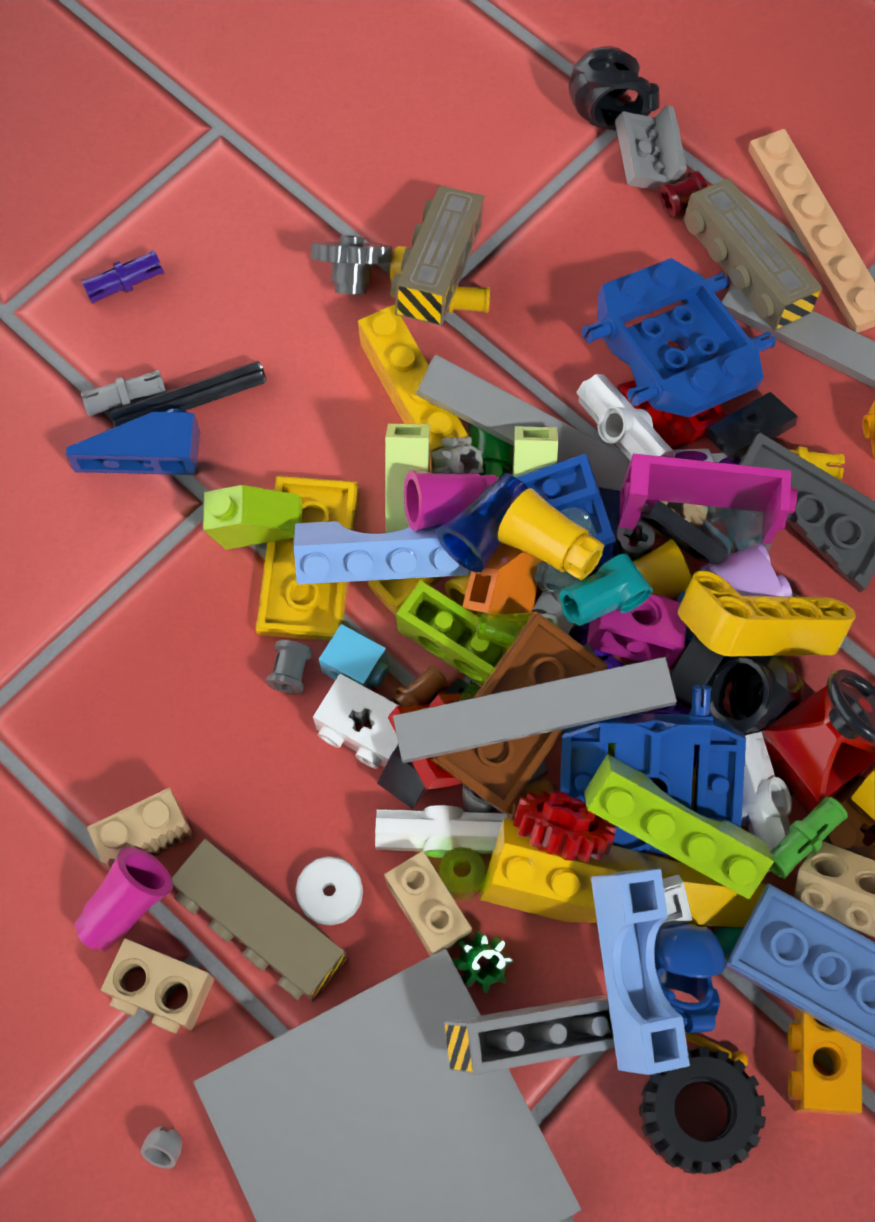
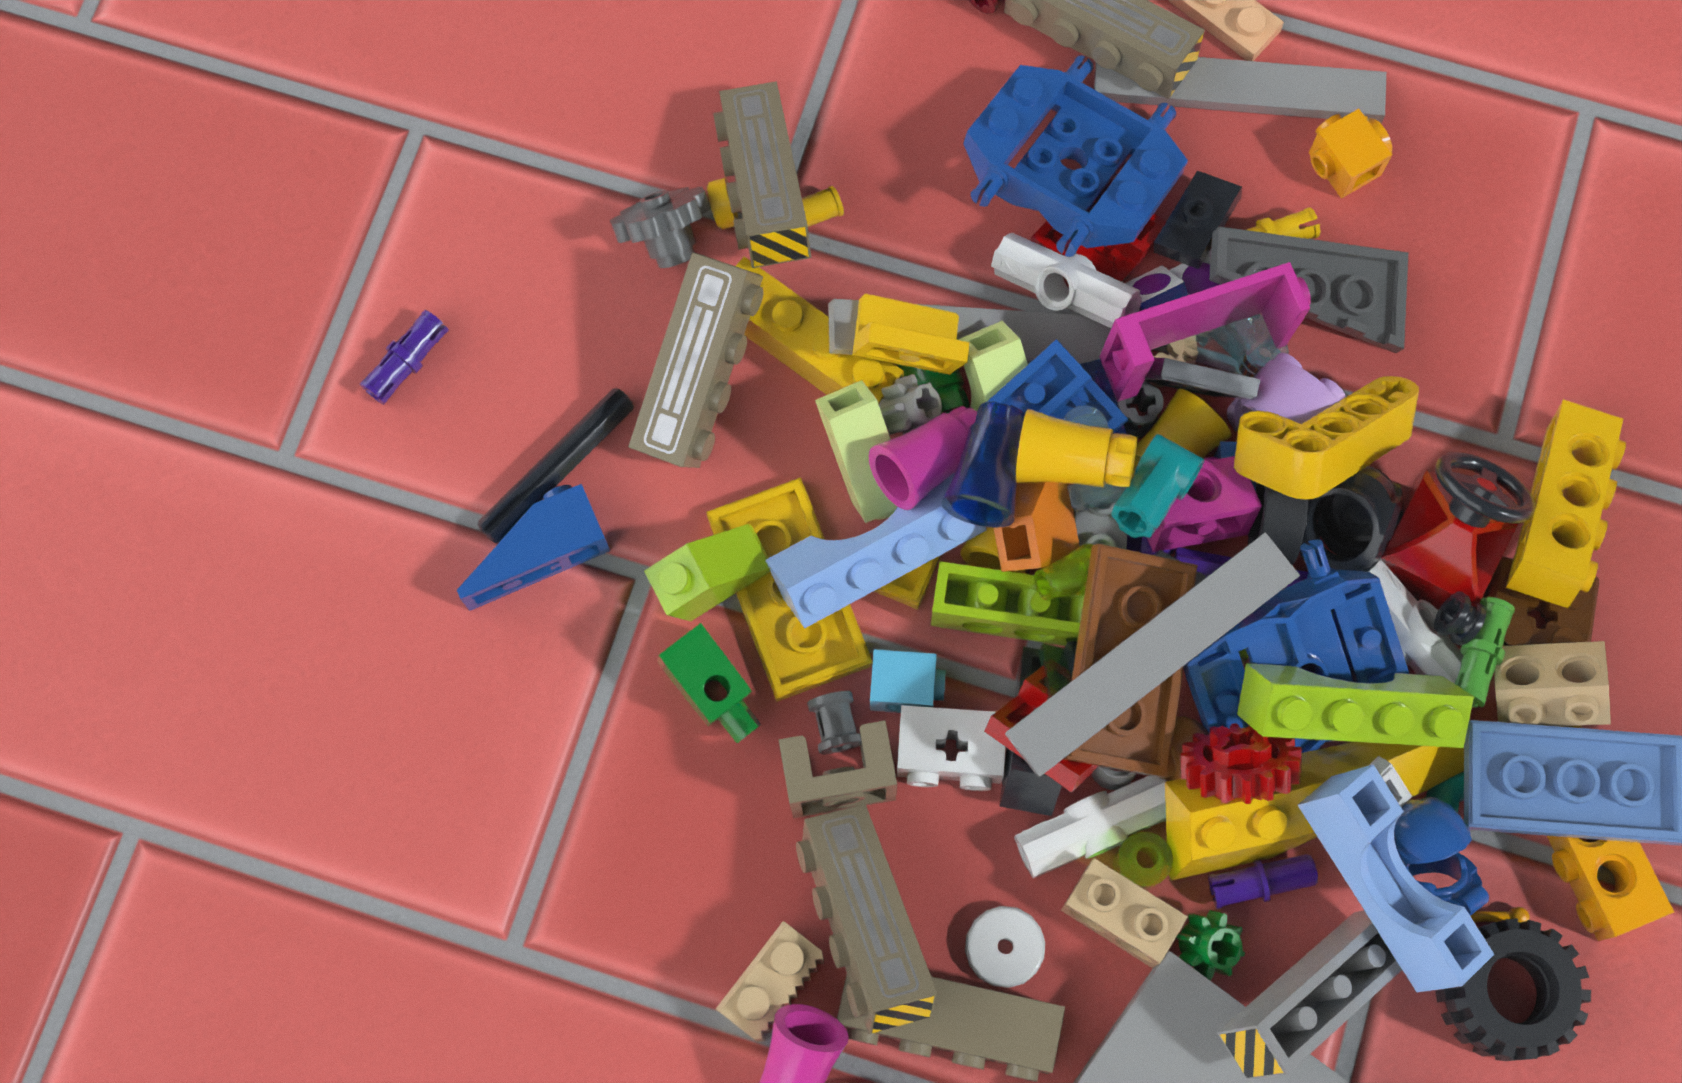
camera: 25 degrees left, 5 degrees up
(122, 392) = (479, 494): light grey pin -> none
(206, 578) = (698, 660): none -> green torso
(230, 815) = (866, 919): none -> dark tan brick
(275, 717) = (840, 786): none -> dark tan panel
(319, 362) = (697, 361): none -> dark tan brick
(421, 689) = (991, 681): dark orange pin -> none
(479, 405) = (908, 335): none -> yellow panel
(549, 934) = (1262, 880): none -> dark purple axle
(799, 803) = (1460, 618): none -> black bush

